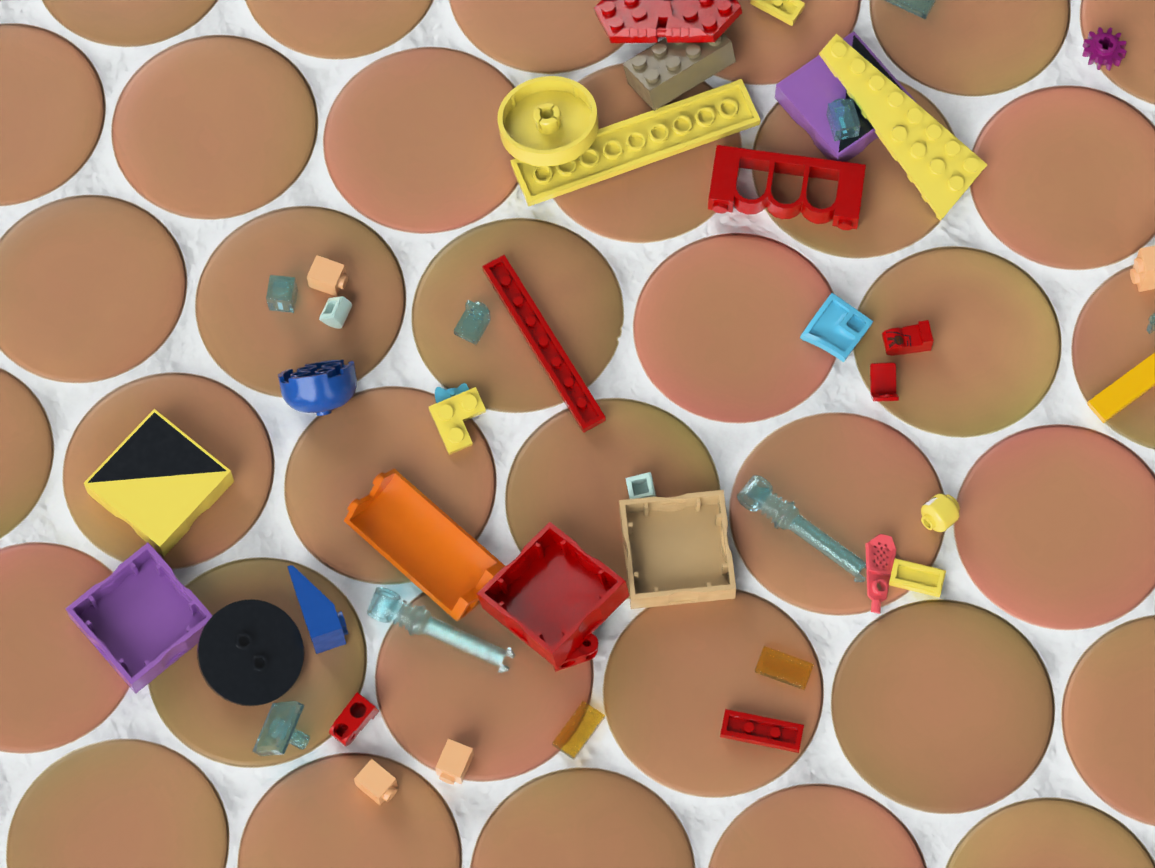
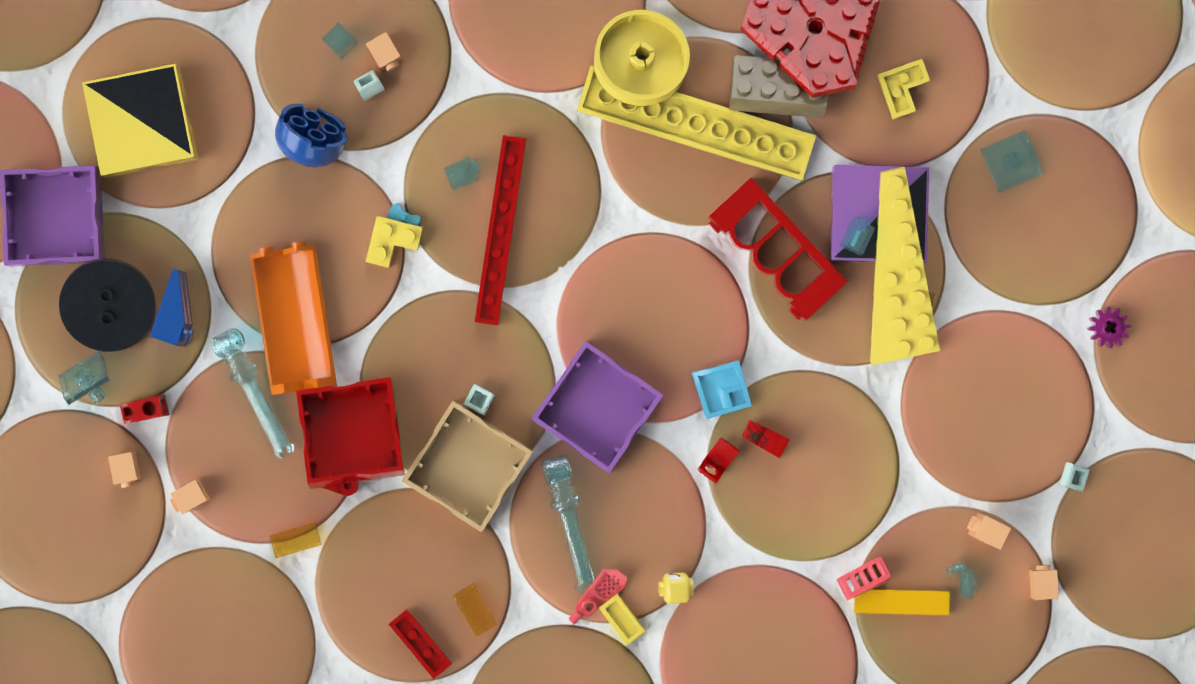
camera: 30 degrees right, 20 degrees up
(746, 418) = (597, 407): none -> medium lavender tile
(1090, 369) = (882, 569): none -> coral slope

